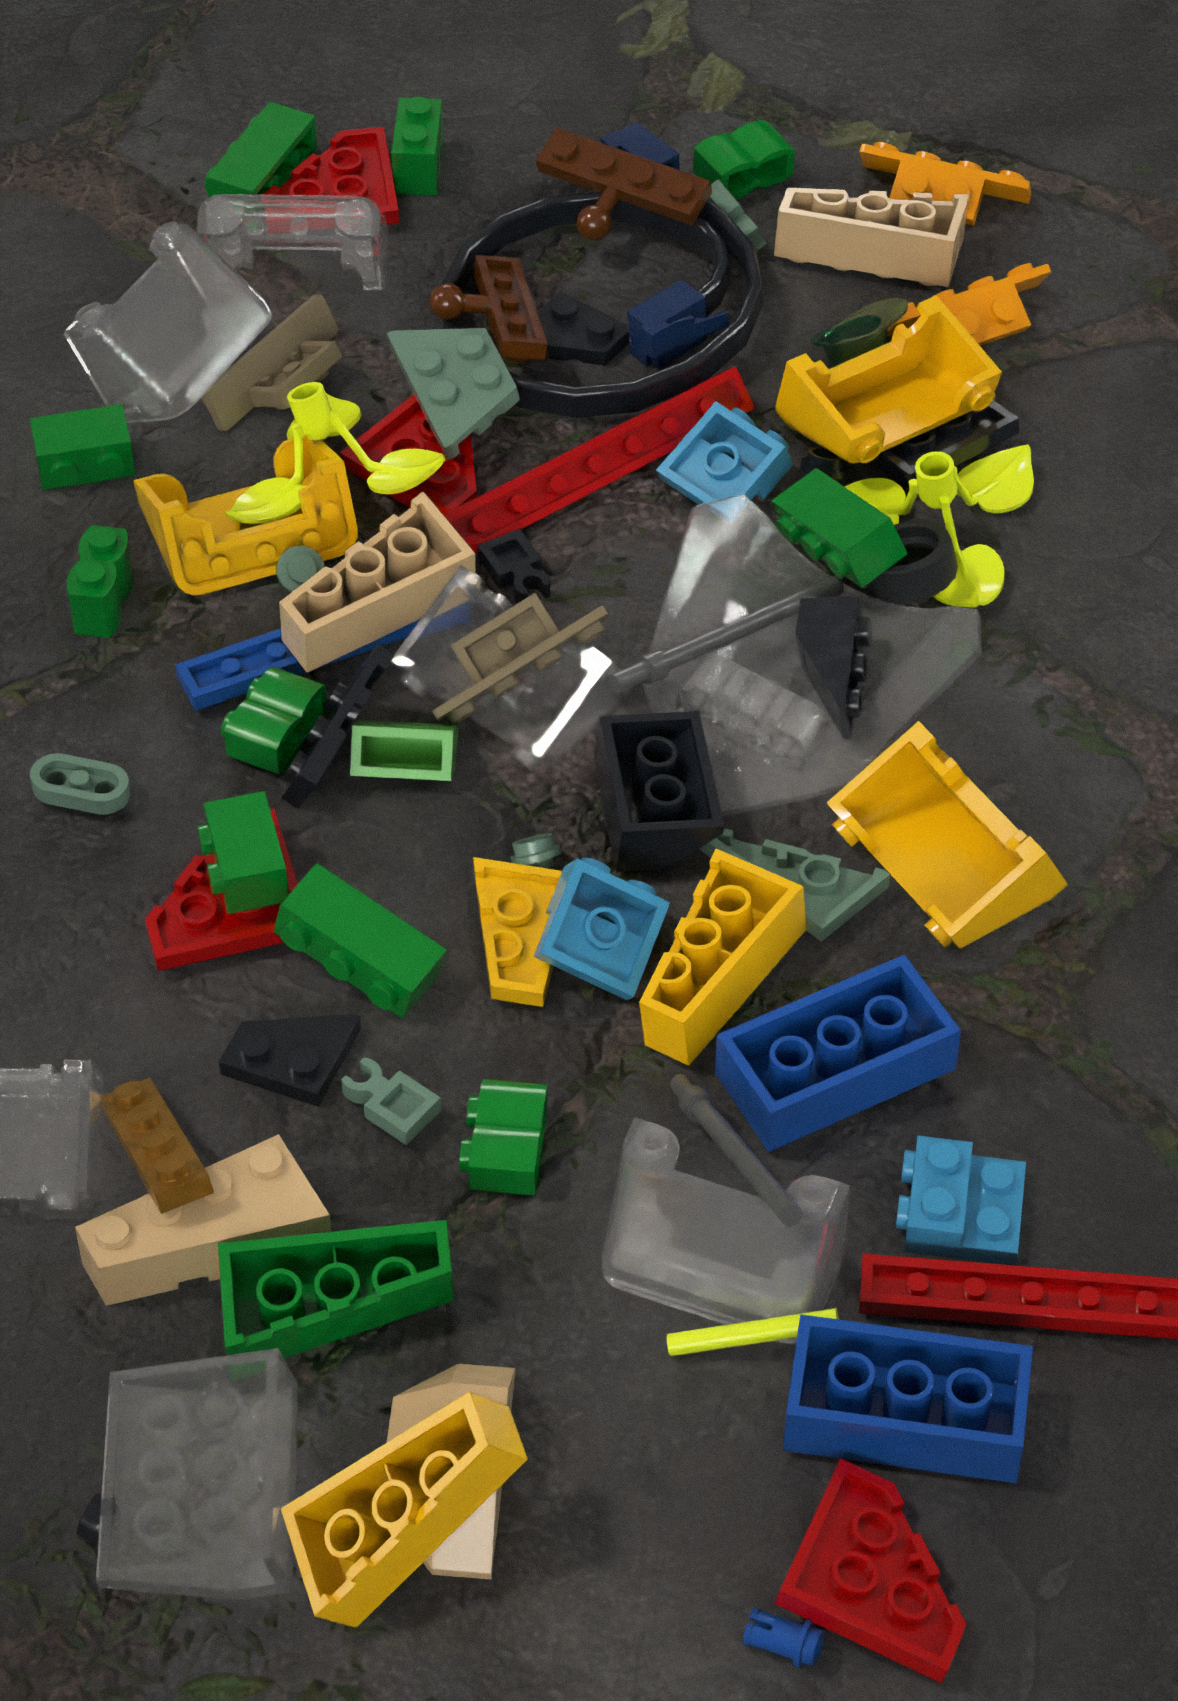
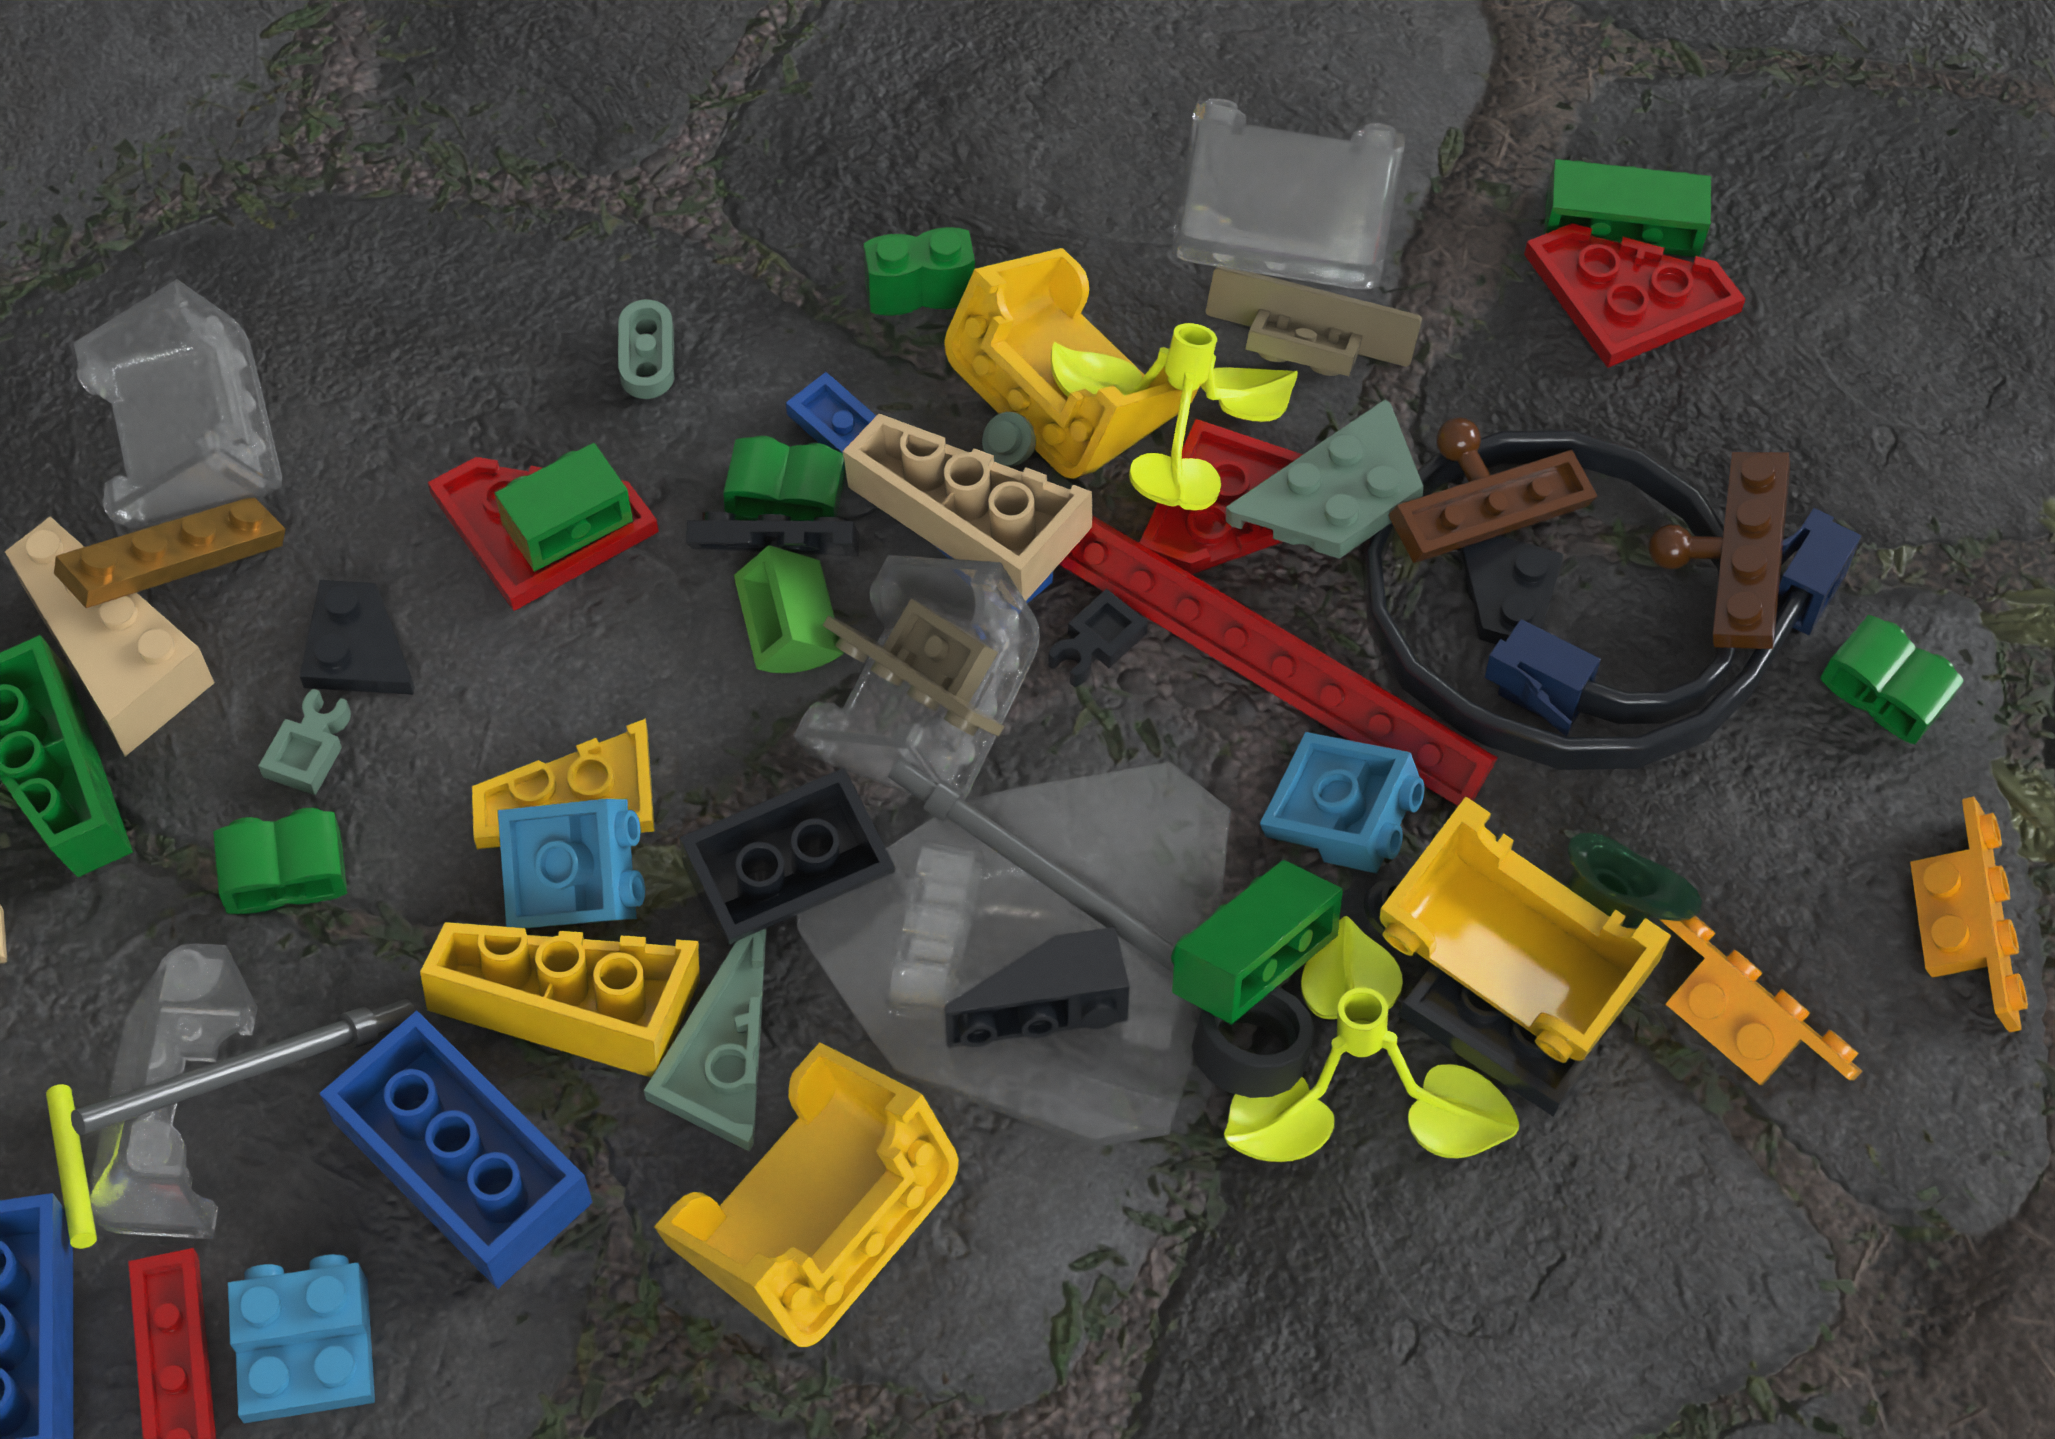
camera: 70 degrees right, 10 degrees up
(82, 446) = (1109, 195): green brick -> none
(247, 222) = (1527, 303): clear windscreen -> none
(359, 941) = (485, 645): green brick -> none
(417, 146) = (1729, 340): green brick -> none
(536, 851) = (678, 777): sand green plate -> none
(724, 200) = (1784, 694): sand green plate -> none
(873, 233) = (1821, 860): tan wedge -> none

